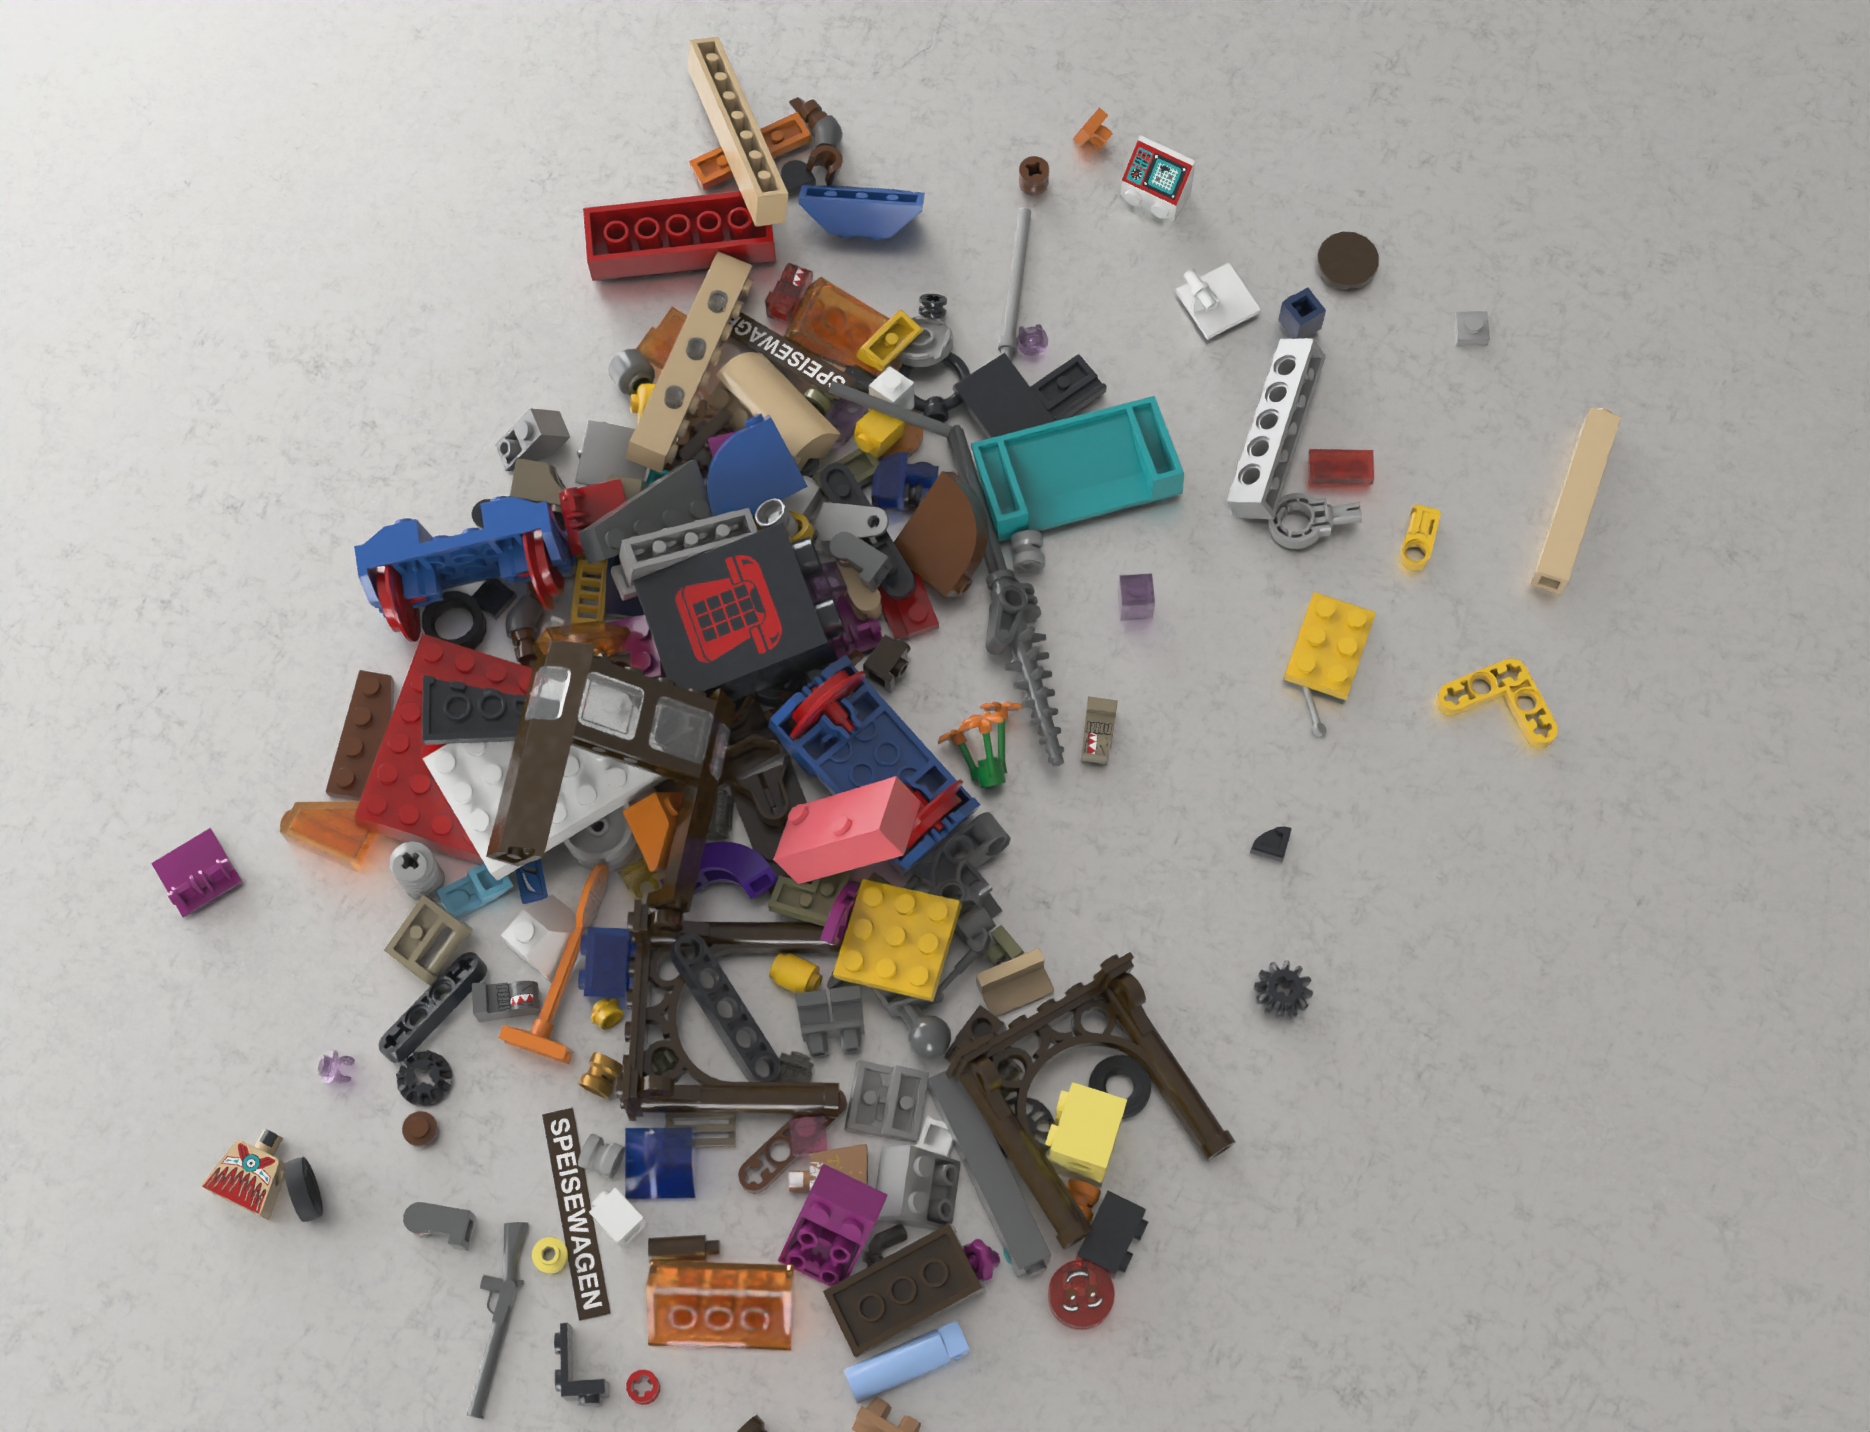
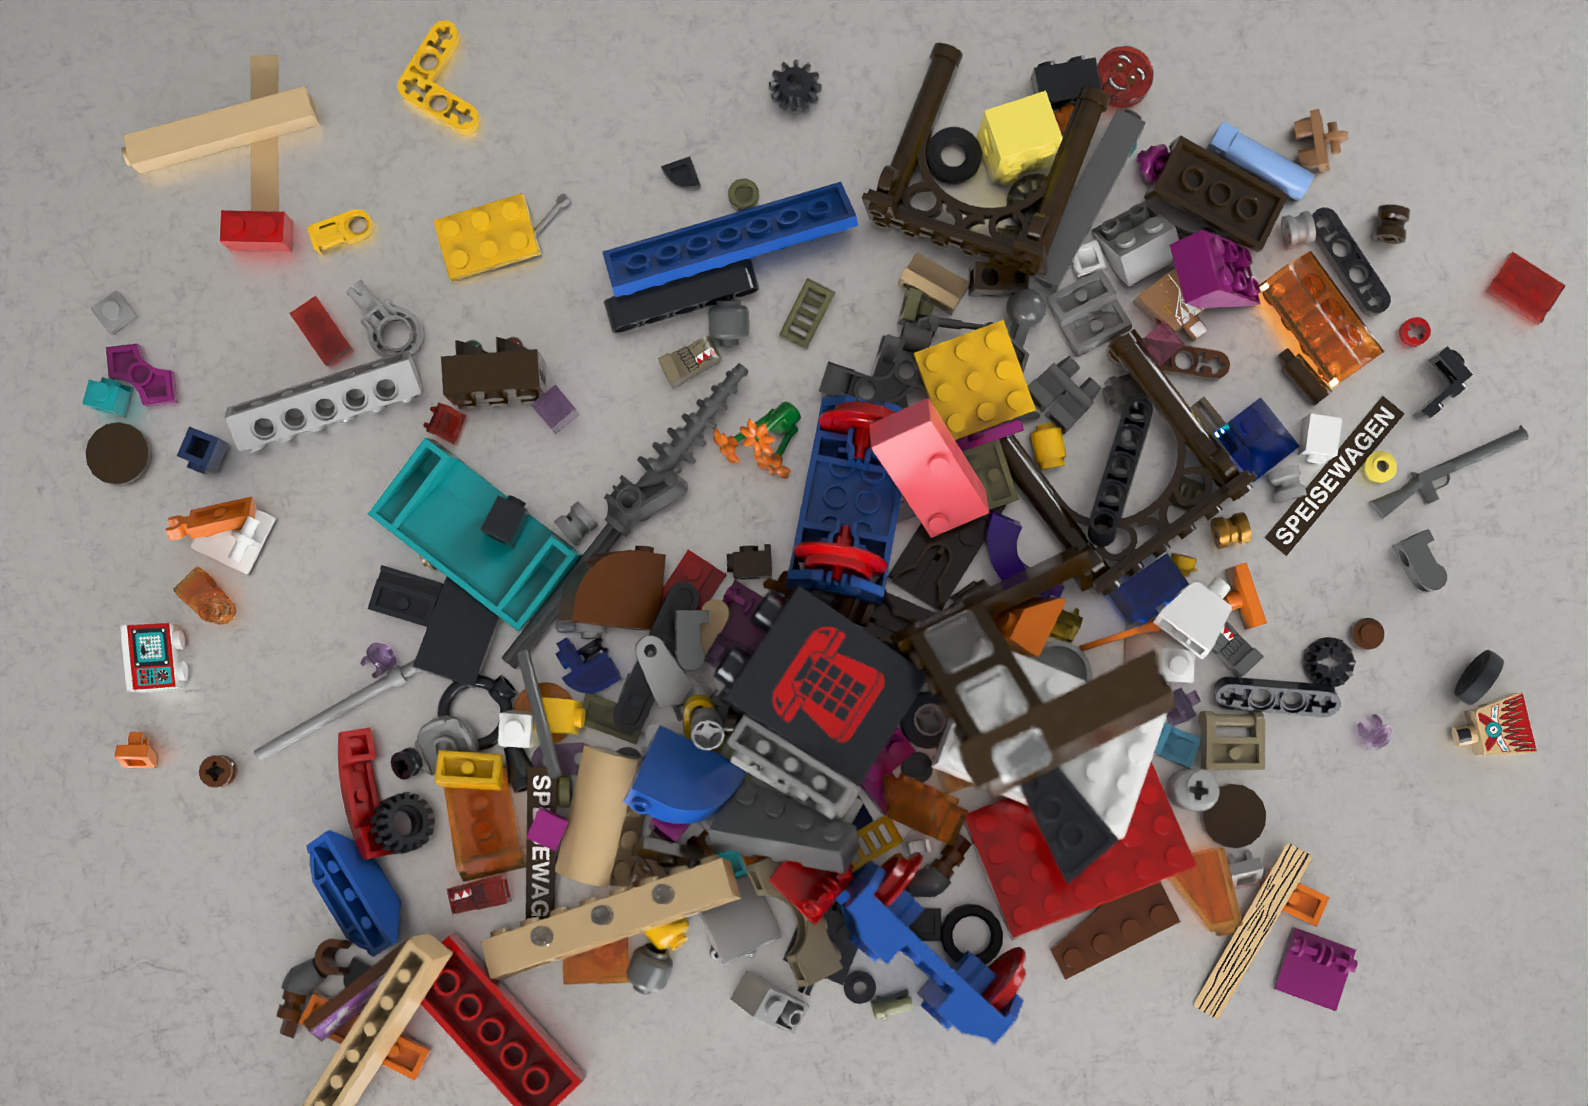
camera: 130 degrees left, 15 degrees up
(266, 895) = (1304, 903): none -> orange plate
(269, 843) = (1253, 932): none -> tan sticker
(317, 871) = (1245, 872): none -> light grey tile
(369, 899) = (1235, 817): none -> dark brown tile
(456, 521) = (891, 1004): none -> olive pin
(493, 920) = (1183, 706): none -> clear purple tile
(551, 976) = (1197, 616): none -> white torso
(754, 1369) = (1354, 258): none -> black beam
(782, 149) = (350, 999): none -> tile
(797, 364) = (547, 828): none -> magenta tile
(818, 1347) = (1298, 228): none -> light grey wheel
(869, 273) = (385, 823): none -> black tyre
(932, 258) = (359, 789): none -> red slope
(1068, 493) = (506, 520): none -> black brick
(1078, 880) = (819, 289): none -> olive slope
(1108, 785) = (729, 322): none -> dark grey head
(1160, 765) = (681, 296): none -> black beam
(1180, 835) = (729, 239): none -> blue plate
(1182, 247) = (202, 594): none -> clear orange piece
(1189, 508) = (445, 423): none -> clear red tile
(1198, 559) = (493, 377): none -> dark brown piece
(1215, 881) = (743, 194): none -> olive tile
(1237, 287) = (212, 519): none -> orange plate
(1389, 319) = (152, 384): none -> magenta tile
(1399, 277) = (108, 396): none -> teal brick
(1464, 469) = (256, 231): none -> red brick
(1536, 527) = (265, 152): none -> tan sticker

